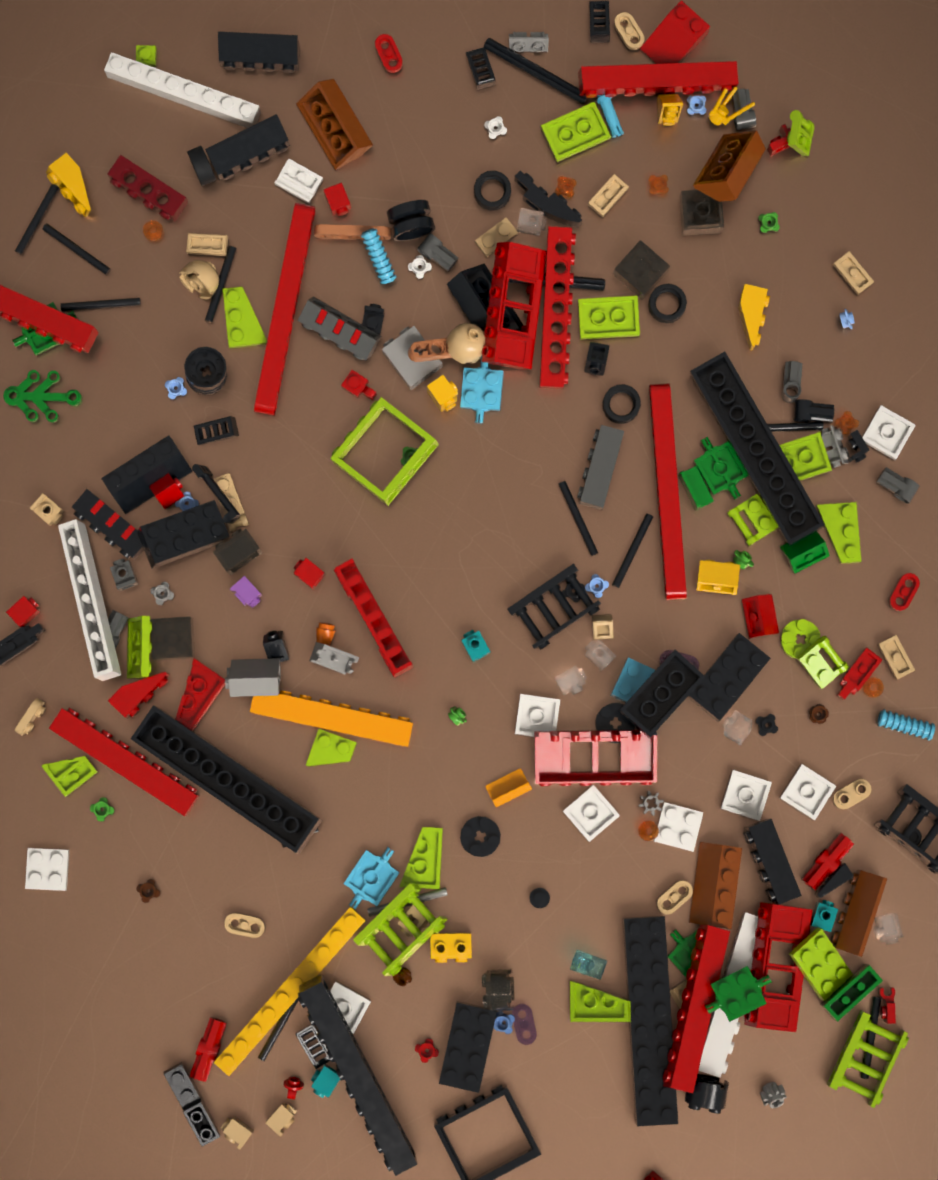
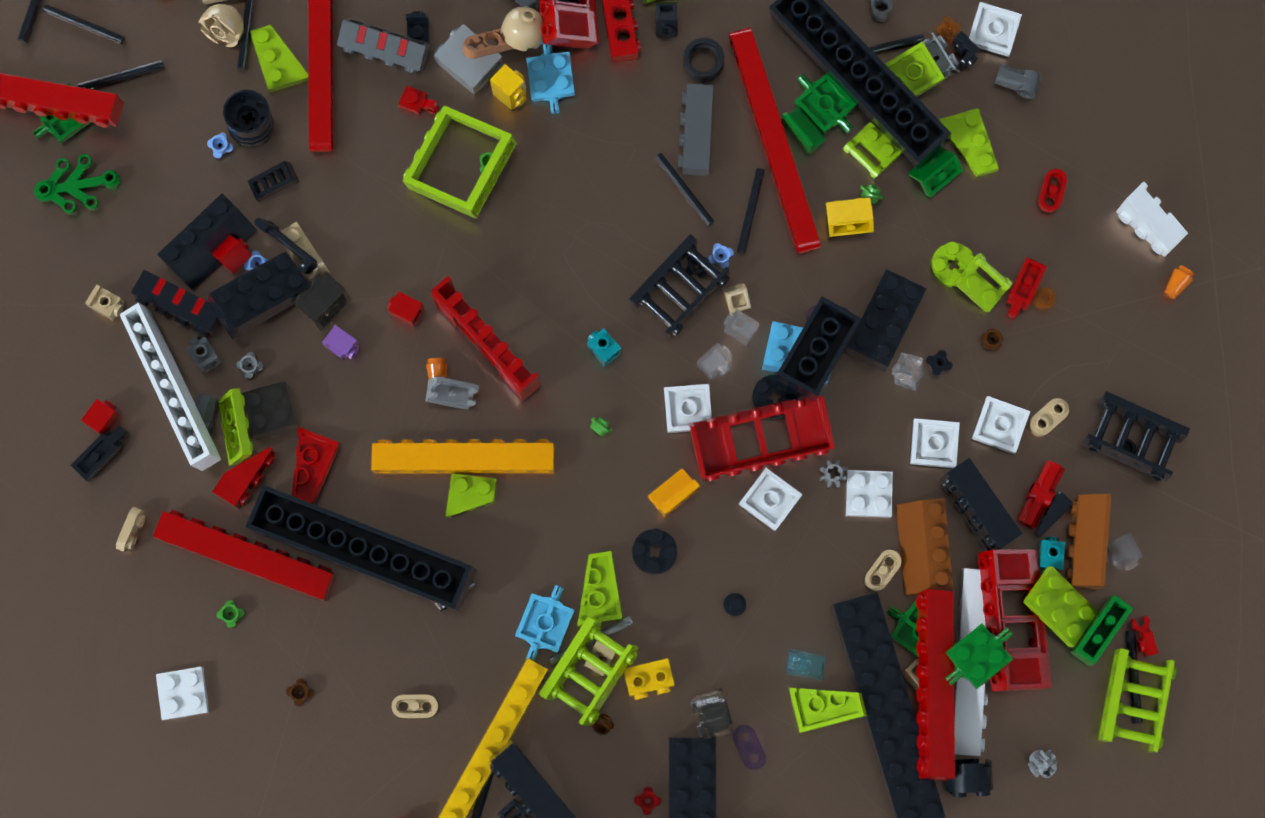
camera: 10 degrees left, 5 degrees down
(70, 773) = (187, 582): lime wing -> none
(253, 677) = (368, 431): light grey brick -> none
(275, 646) = (385, 396): black bracket -> none
(351, 1004) = (552, 767): white plate -> none
(498, 1024) = (731, 745): medium blue plate -> none
(643, 830) = (832, 500): clear orange plate -> none
(760, 615) = (904, 249): red panel -> none
(808, 411) = (904, 25): black piece -> none
(896, 657) = (1060, 261): tan plate -> none
(906, 724) = (1089, 329): medium azure piece -> none

